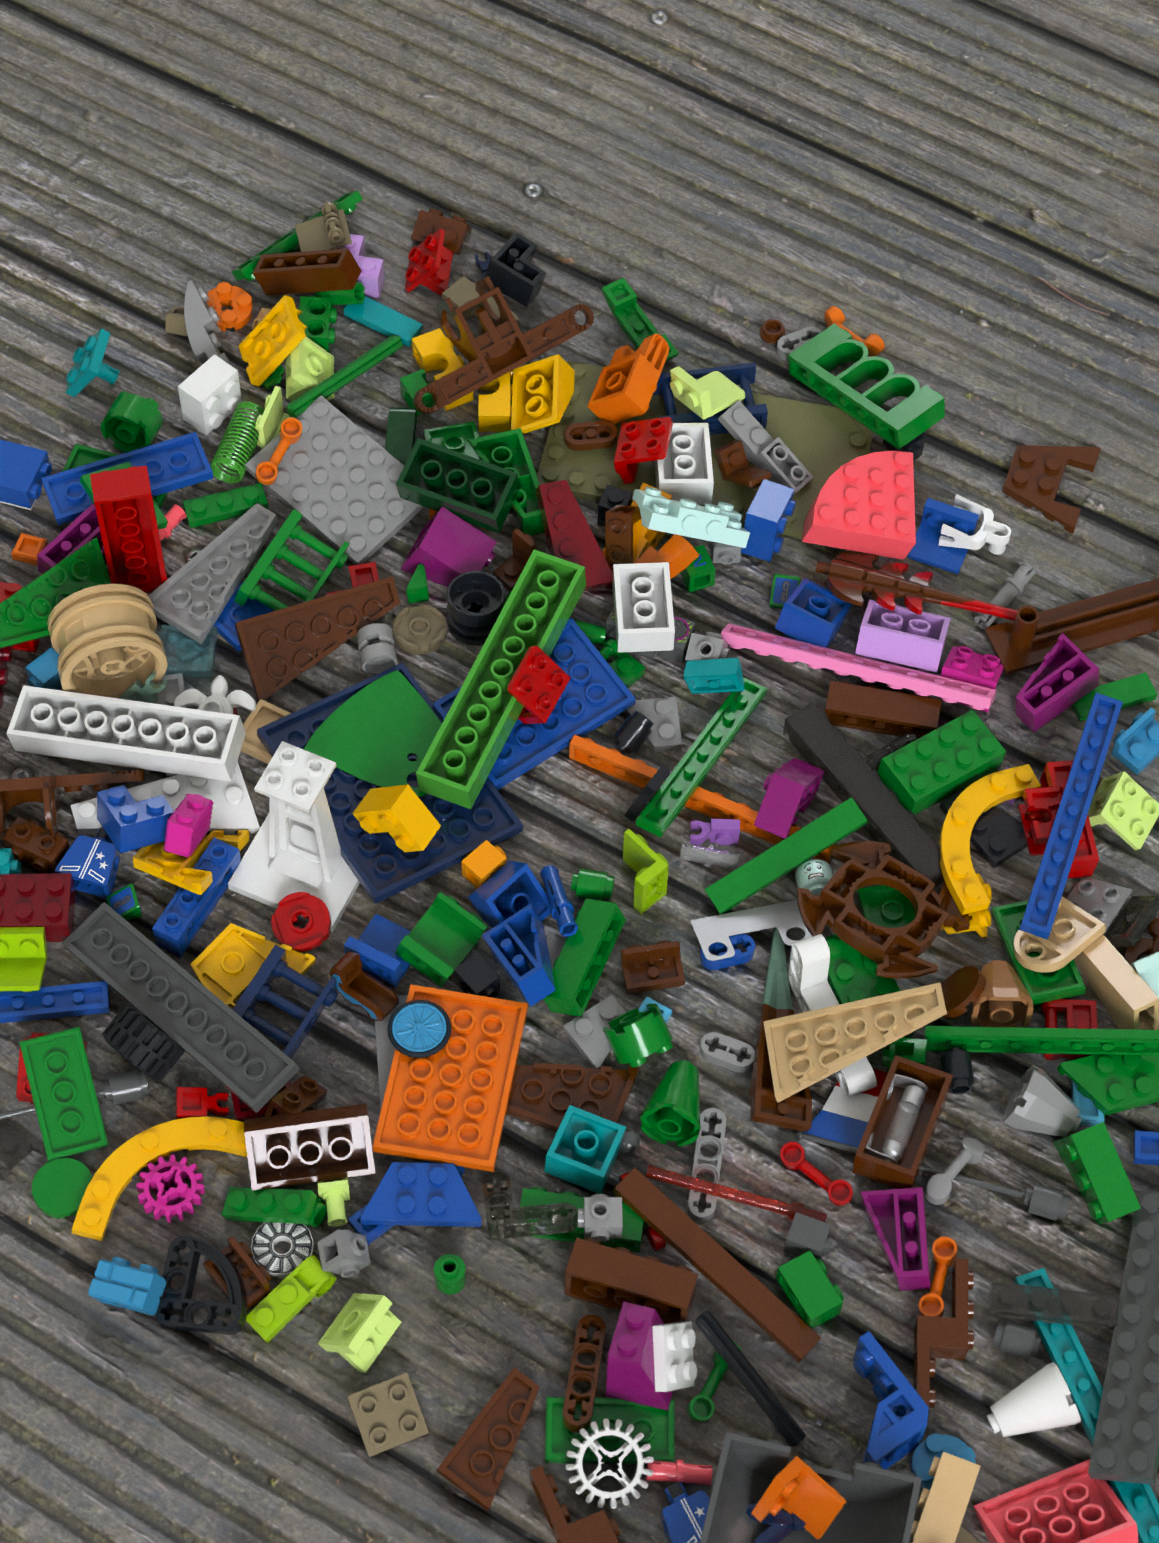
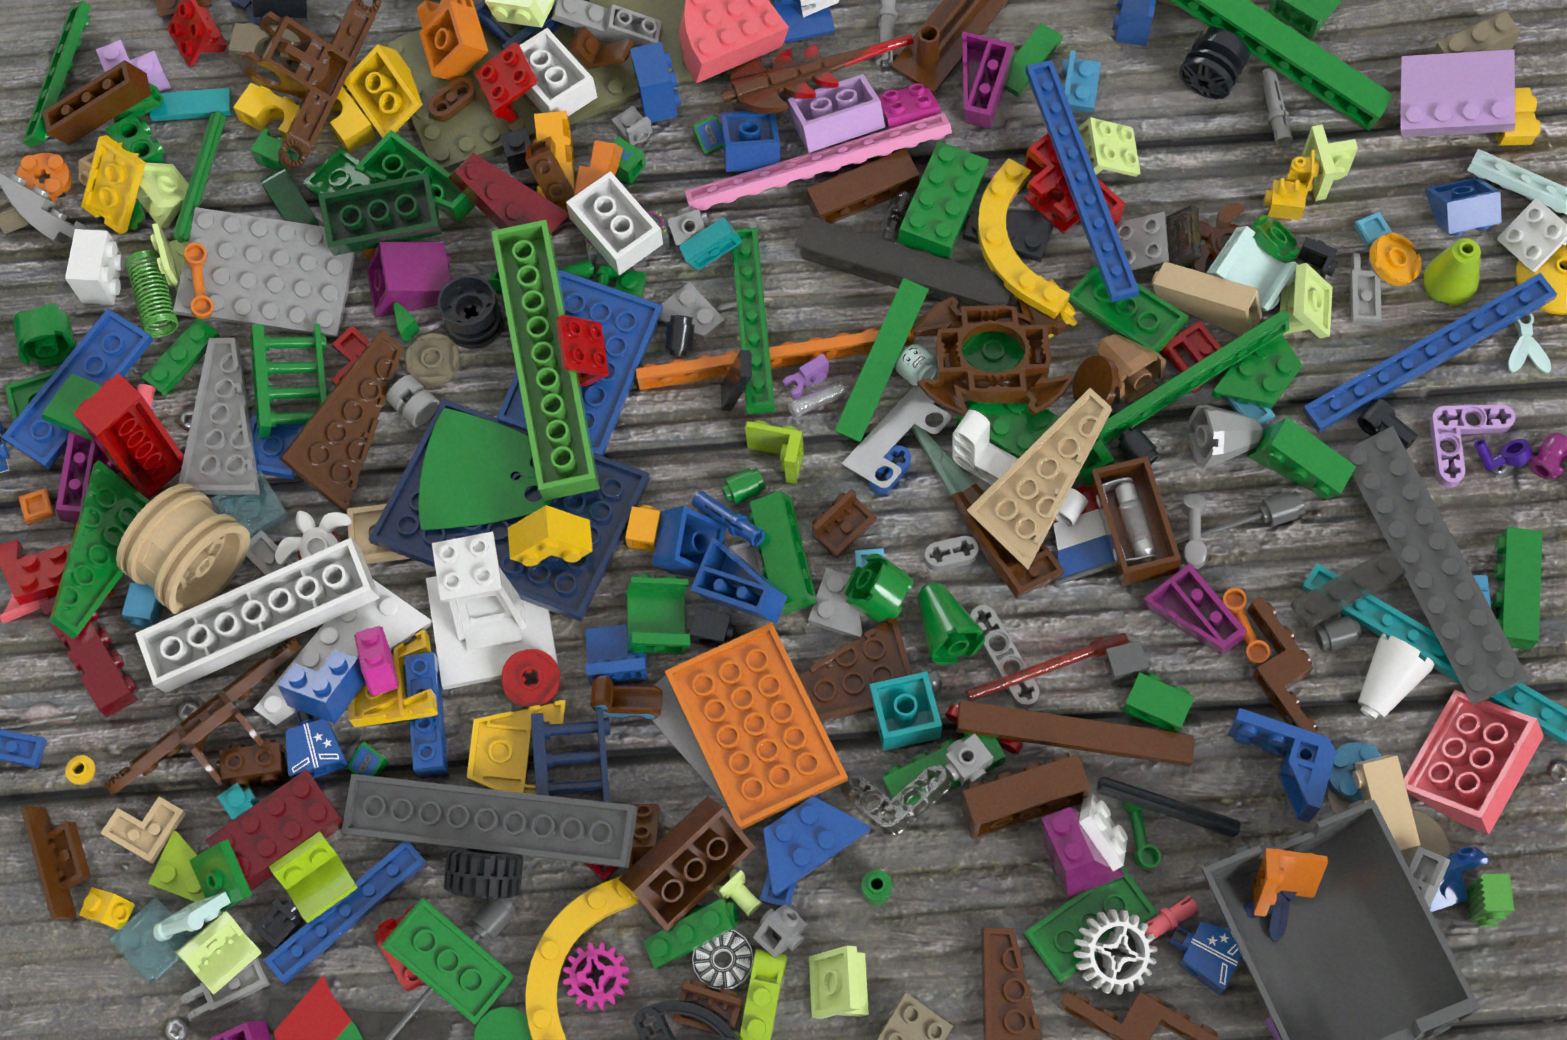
camera: 30 degrees left, 10 degrees up
(144, 692) = (243, 571): sand green plate -> none
(196, 1103) = (561, 891): red plate -> none
(325, 231) = (84, 57): dark tan hinge -> none
(419, 1028) = (701, 703): dark azure wheel -> none
(510, 570) = (475, 250): reddish brown bracket -> none
(582, 1372) = (1037, 893): reddish brown beam -> none
(685, 518) = (613, 115): light aqua bracket -> none
(787, 792) = (848, 306): magenta wedge -> none
(793, 1158) = (1122, 609): red bar -> none
(1069, 936) = (1151, 277): tan tile -> none

